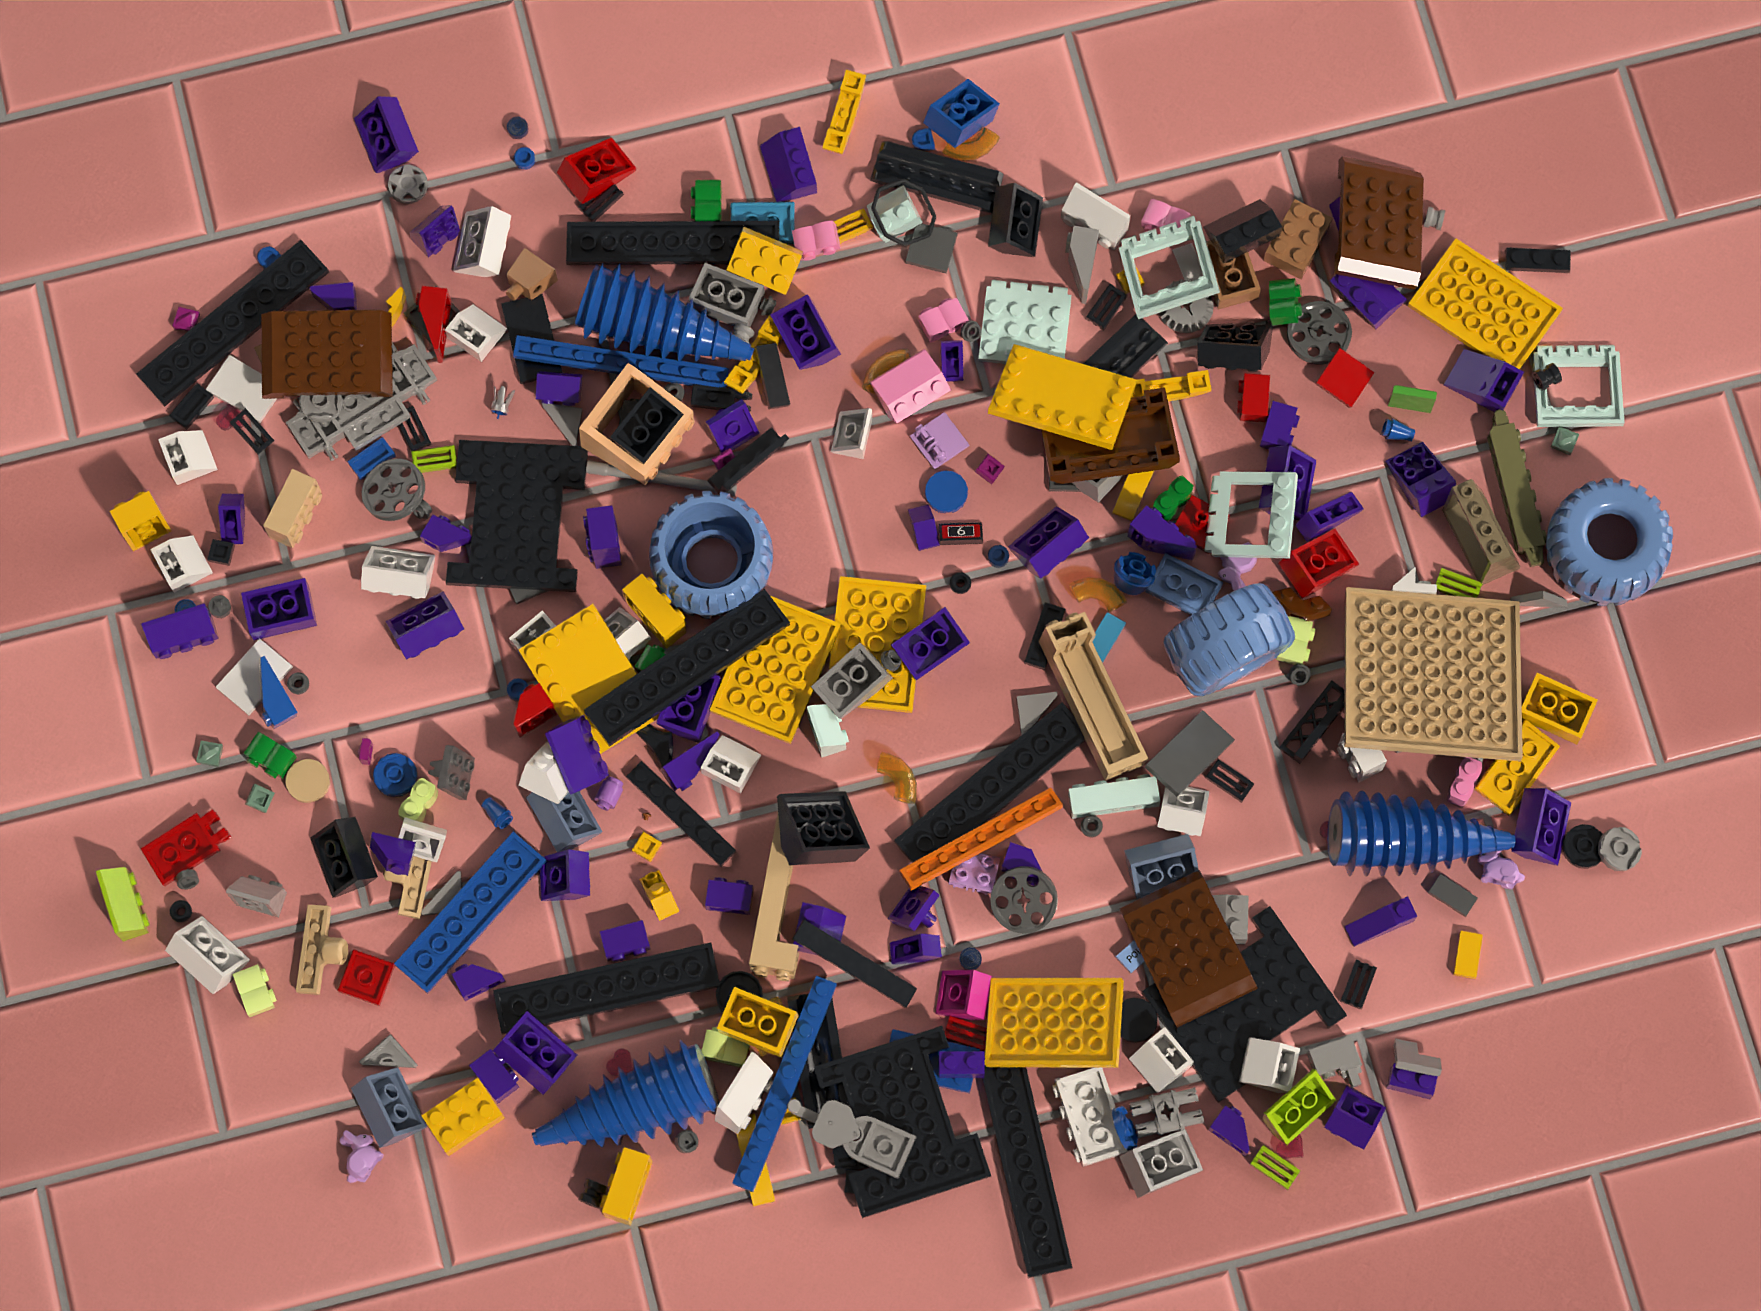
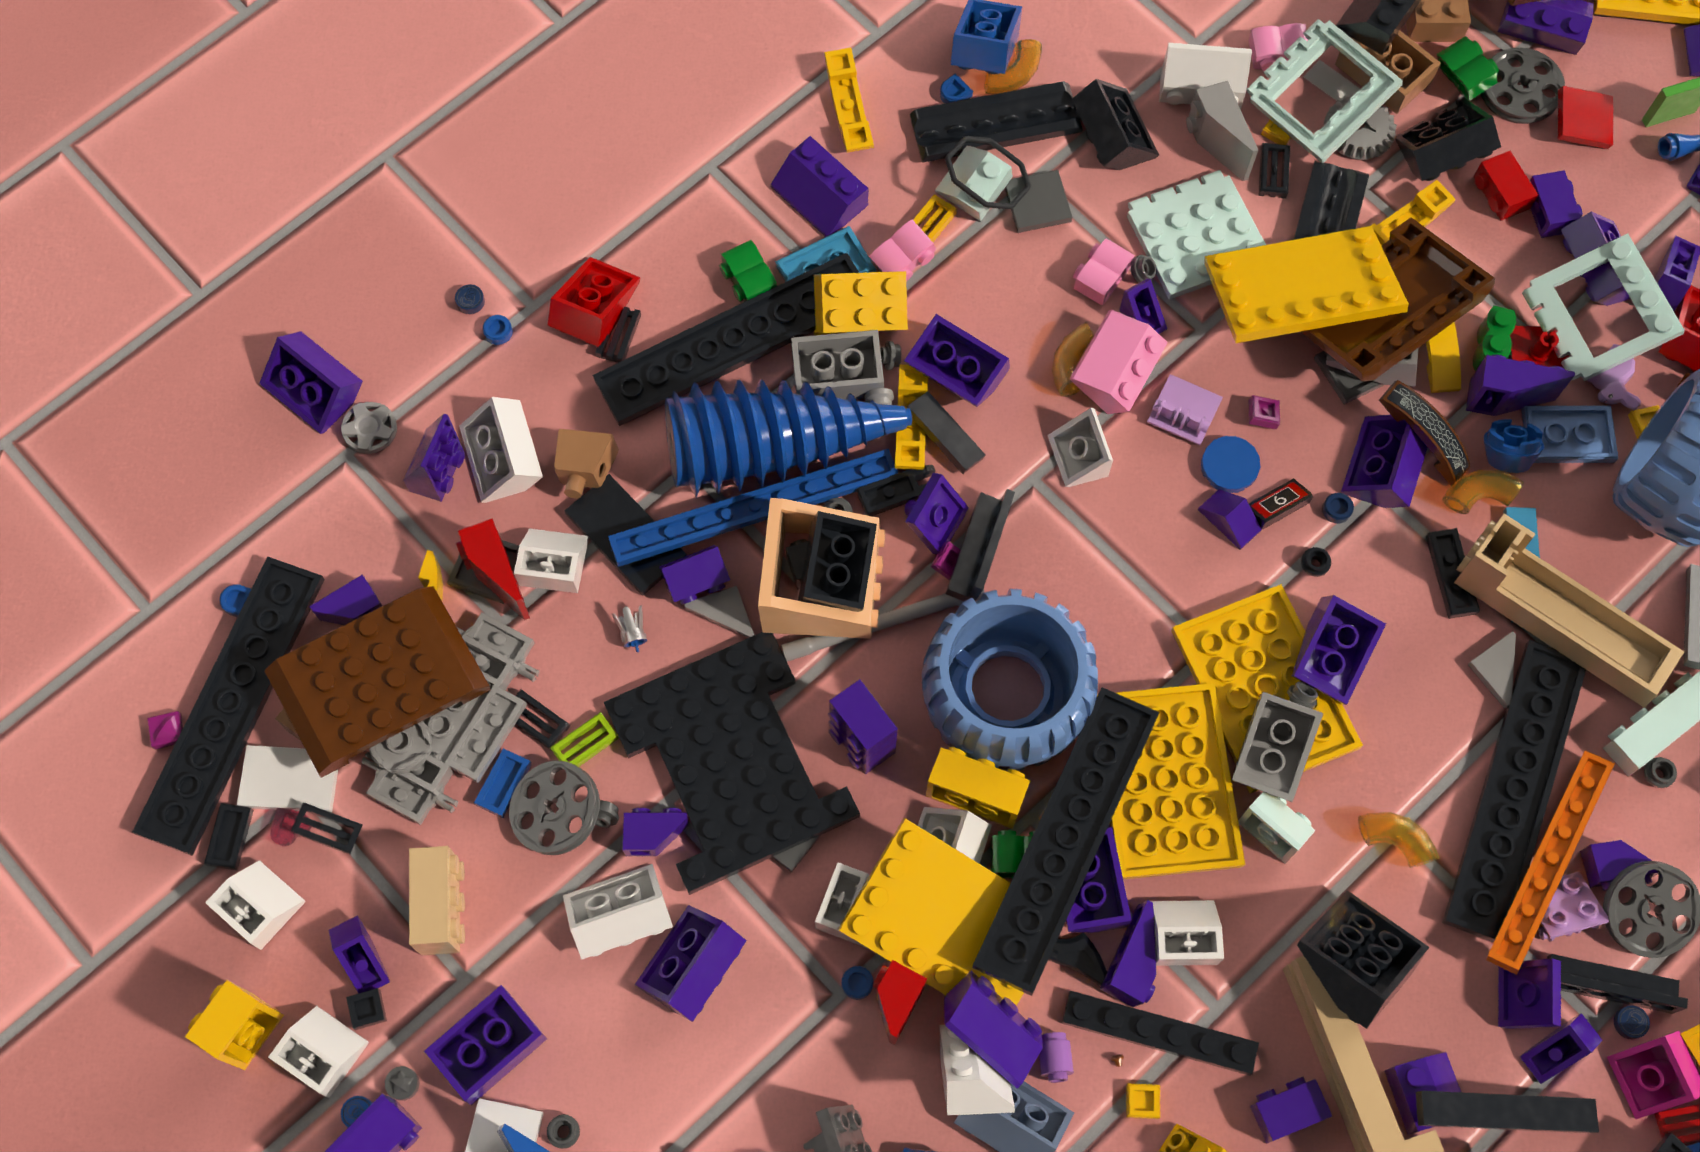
camera: 30 degrees left, 5 degrees down
(973, 931) = (1620, 985): none -> black fence
(1082, 534) = (1430, 426): none -> slope

